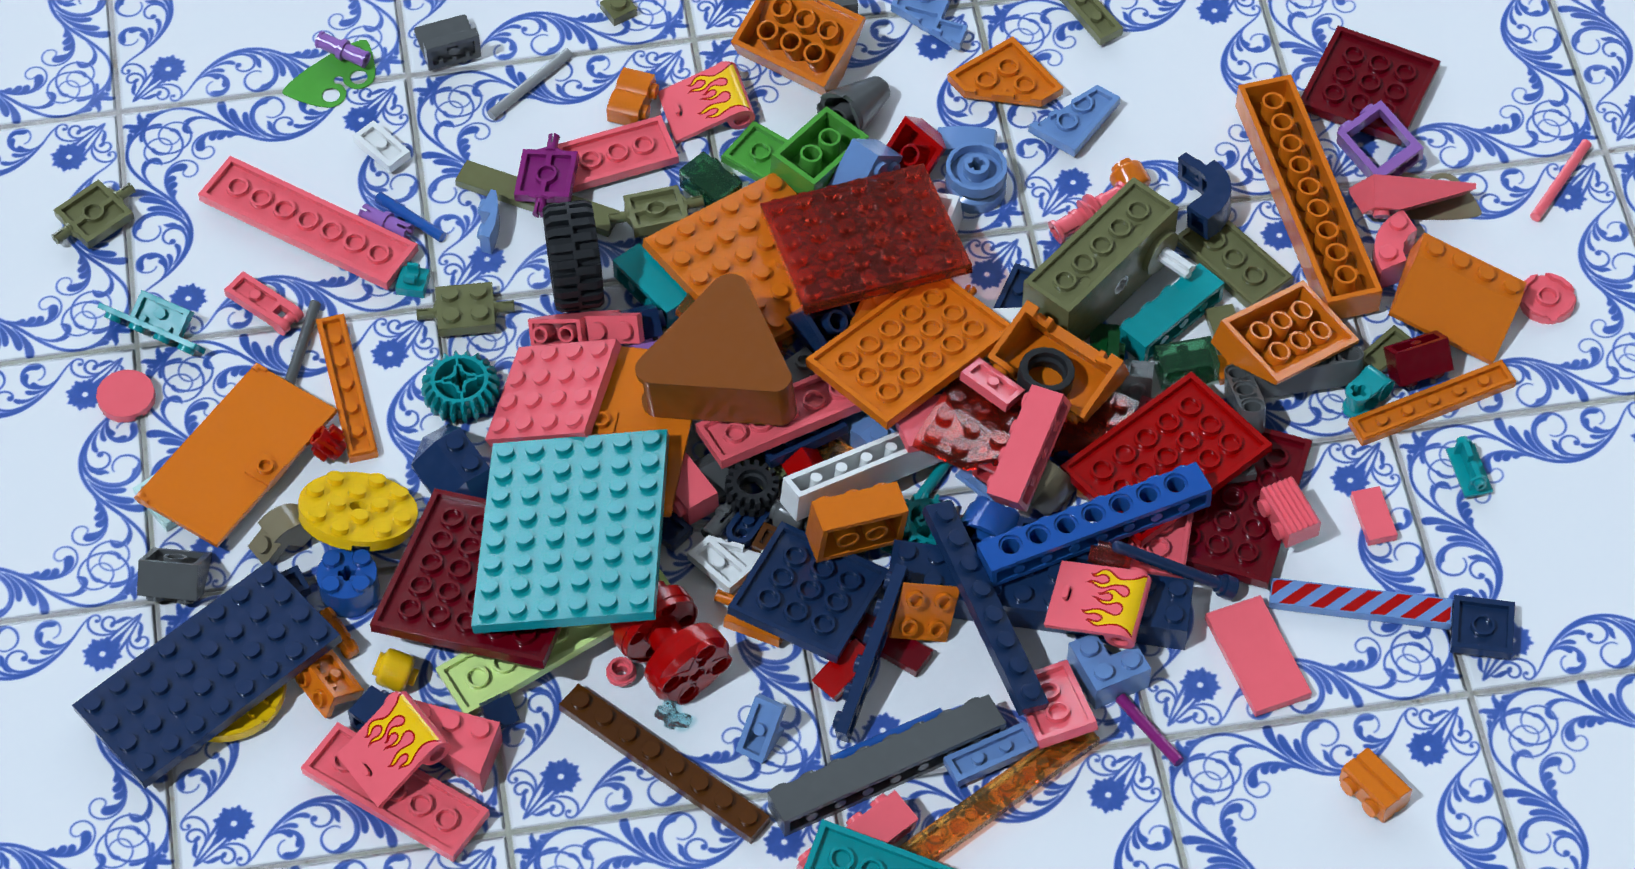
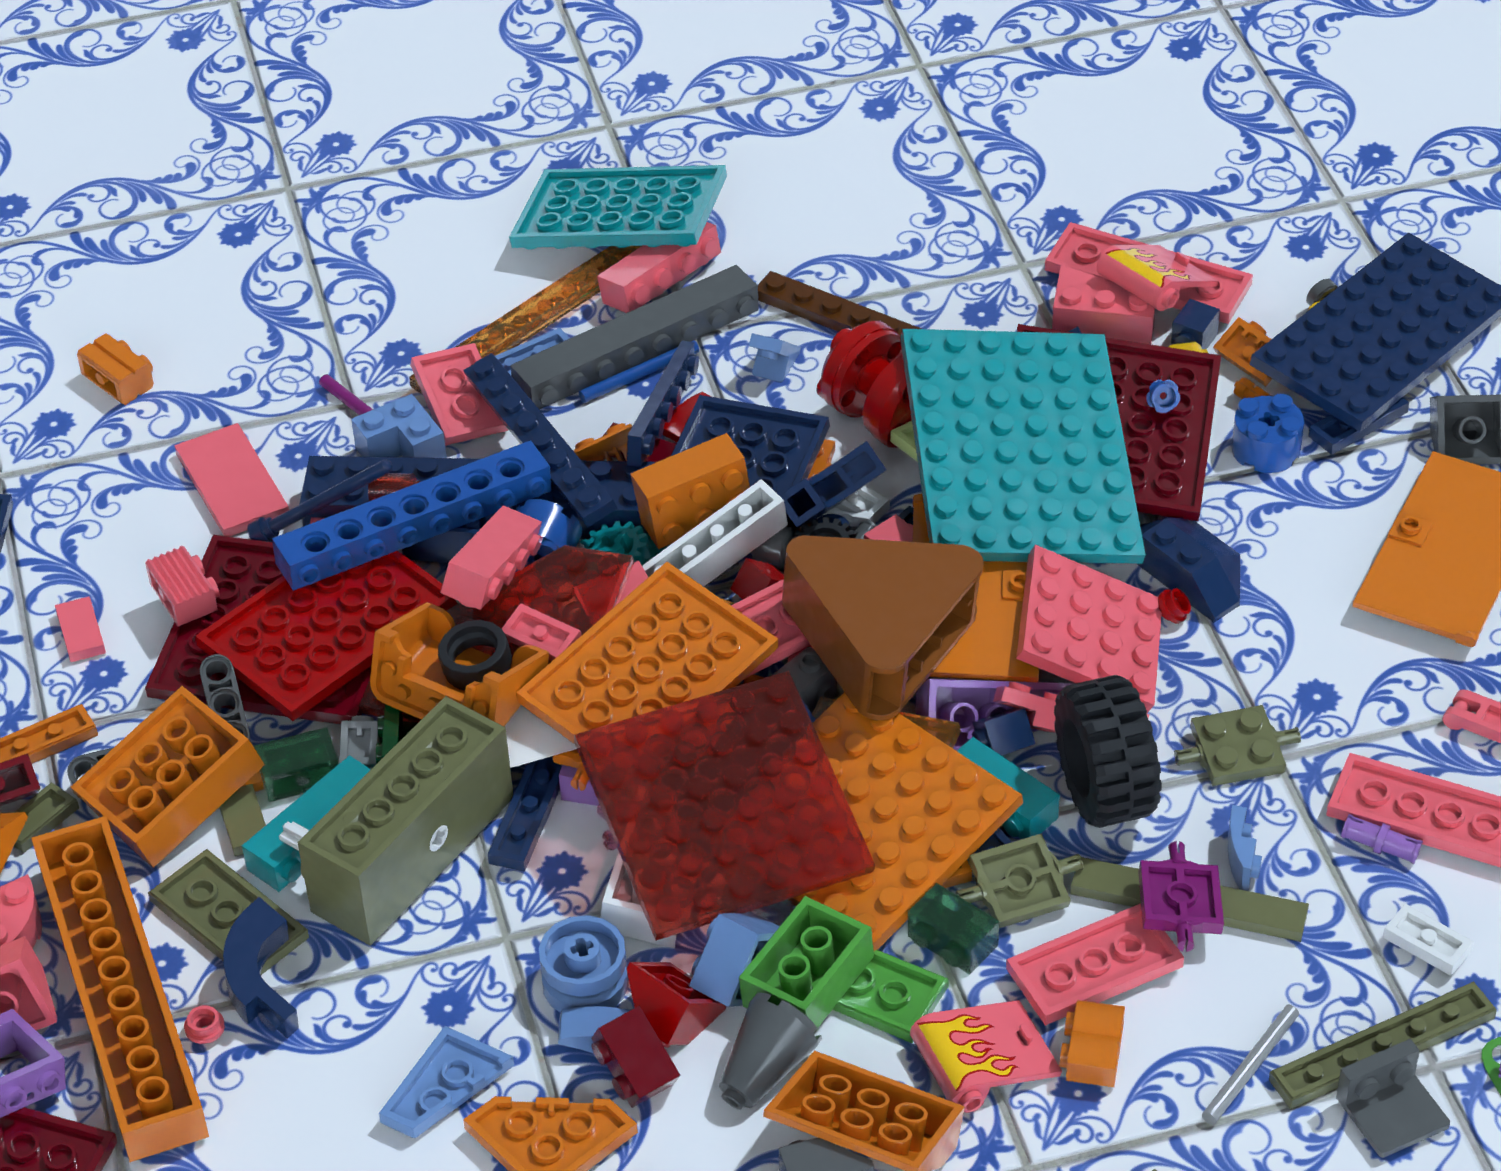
camera: 175 degrees right, 10 degrees down
(244, 739) = (1320, 290): none -> dark grey tile
(278, 530) = (1358, 470): dark tan brick -> none
(303, 341) = (1430, 686): dark grey bar -> none
(328, 443) = (1348, 566): red gear -> none
(347, 388) = (1355, 648): orange tile -> none
(357, 510) = (1287, 521): yellow plate -> none
(410, 216) = (1353, 858): blue bar -> none
(412, 280) = (1318, 774): teal tile -> none
(436, 572) = (1169, 402): none -> blue plate
(437, 87) = (1425, 1025): none -> olive tile
(478, 382) = (1211, 647): teal gear -> none
(478, 429) = (1174, 605): none -> red plate
(751, 533) = (833, 485): none -> dark blue arch
(945, 106) = (634, 1057): none -> dark red brick
(1077, 217) = (421, 938): coral piece -> none
(1100, 601) = (409, 445): coral door -> none
(1126, 170) = (366, 994): orange head -> none
(1248, 173) = (201, 1017): none -> coral plate
(1360, 603) = (105, 539): medium blue tile -> none
(1366, 391) = (54, 757): teal piece -> none

